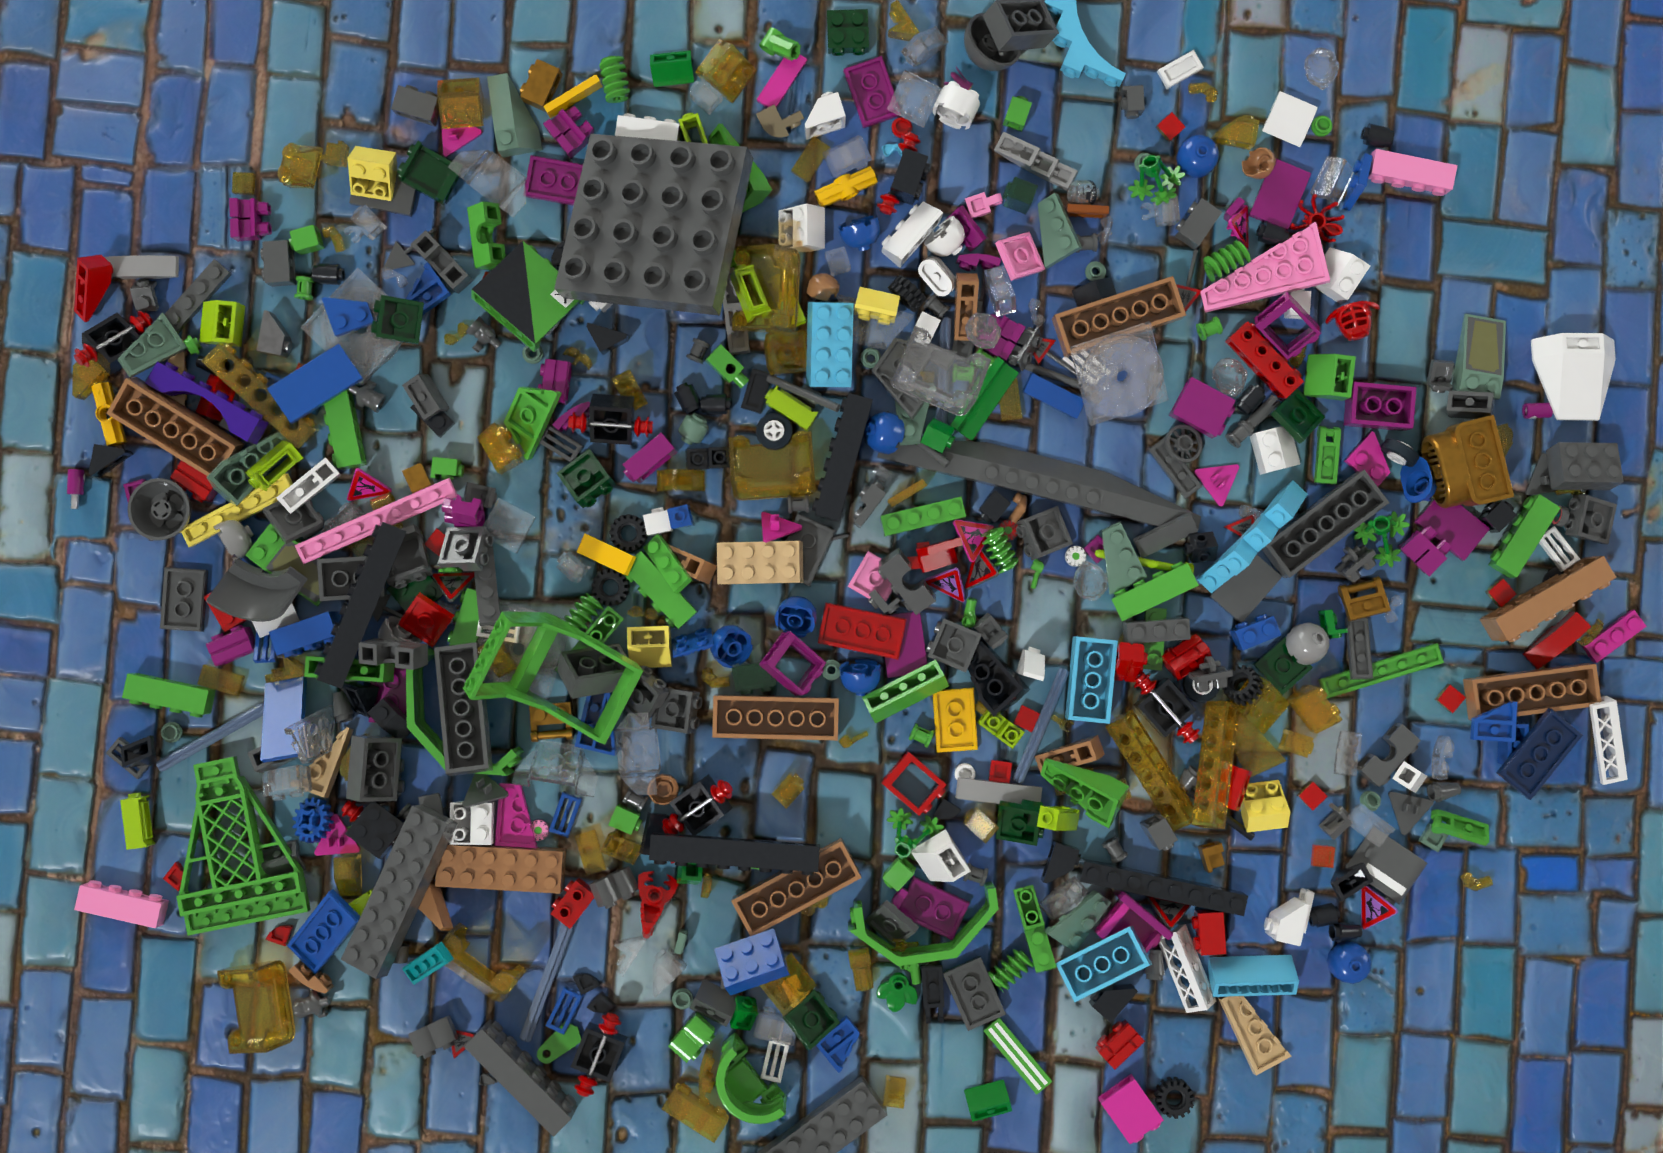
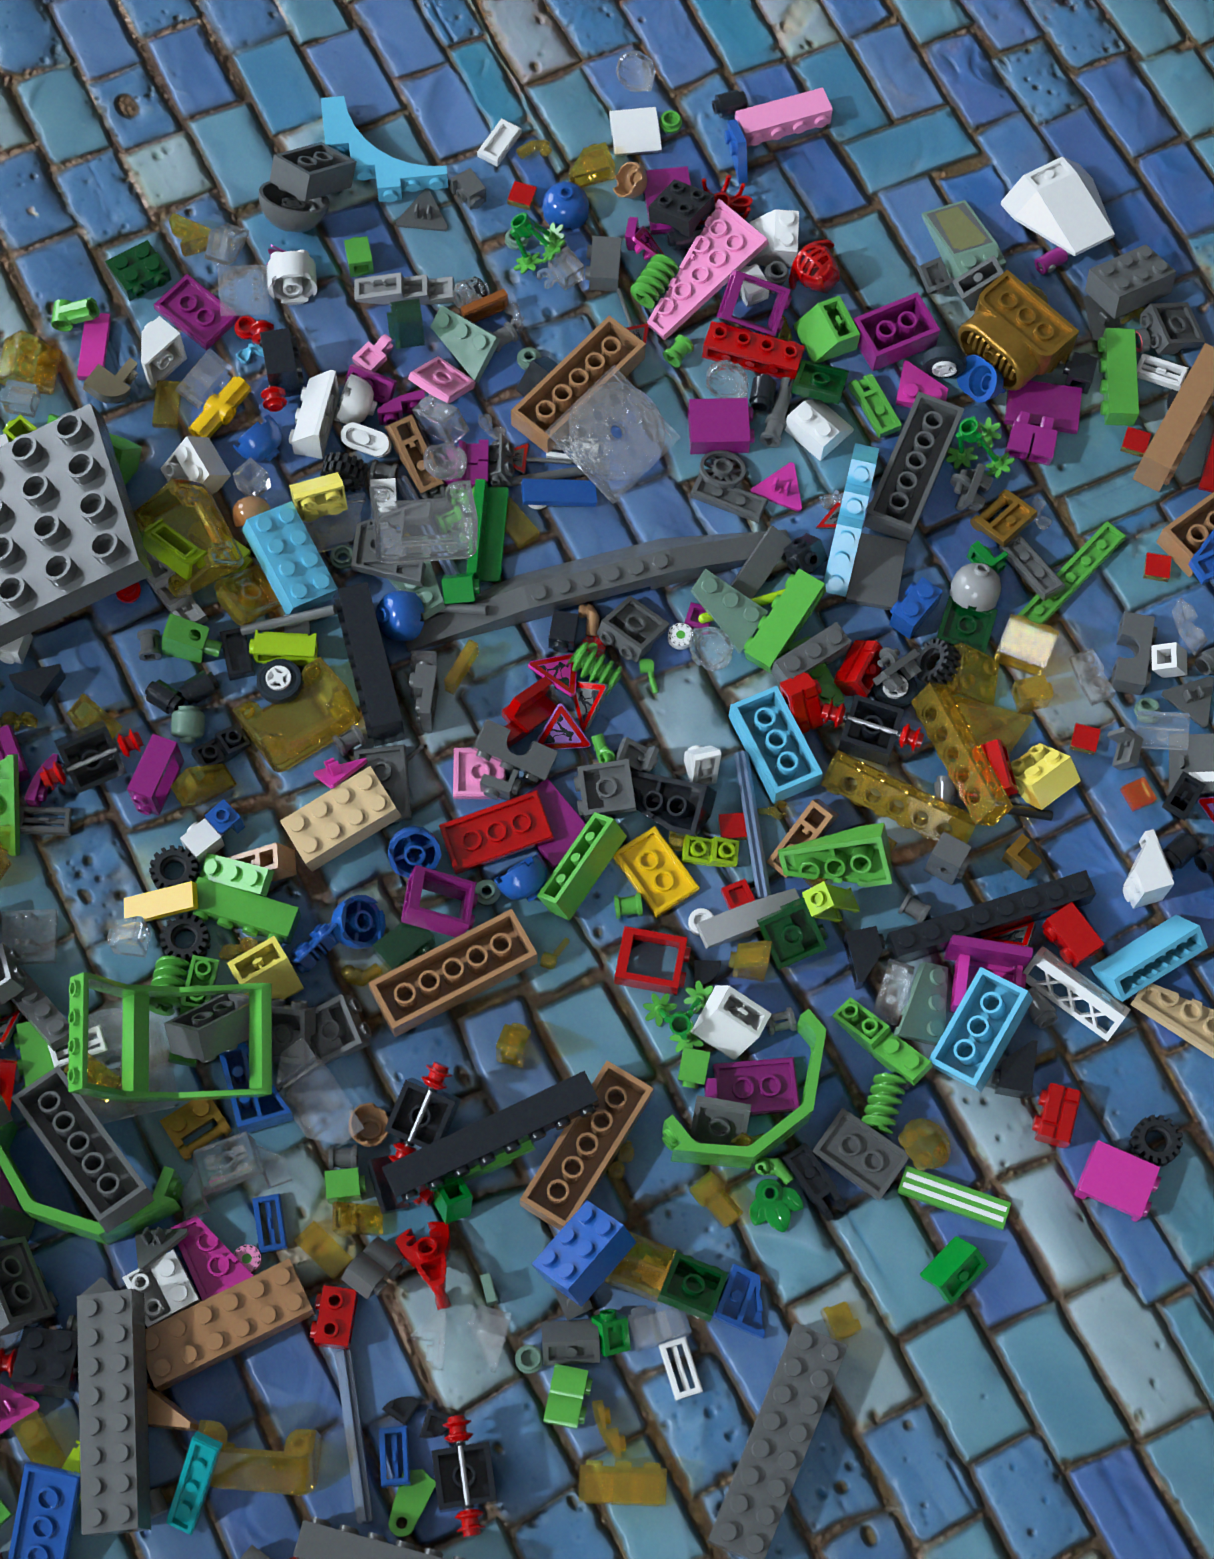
camera: 30 degrees left, 20 degrees down
(586, 479) = (95, 838): dark green plate -> none
(706, 885) = (482, 1207): clear yellow tile -> none
(741, 1085) = (658, 1414): bright green piece -> none
(923, 516) = (491, 680): bright green brick -> none
(1020, 1012) = (925, 1144): none -> clear yellow dish
(1087, 101) = (423, 214): none -> dark grey piece
(1283, 212) = (681, 207): none -> black brick
(1320, 309) = (776, 273): none -> dark grey cone
(1332, 179) = (712, 160): clear panel -> none

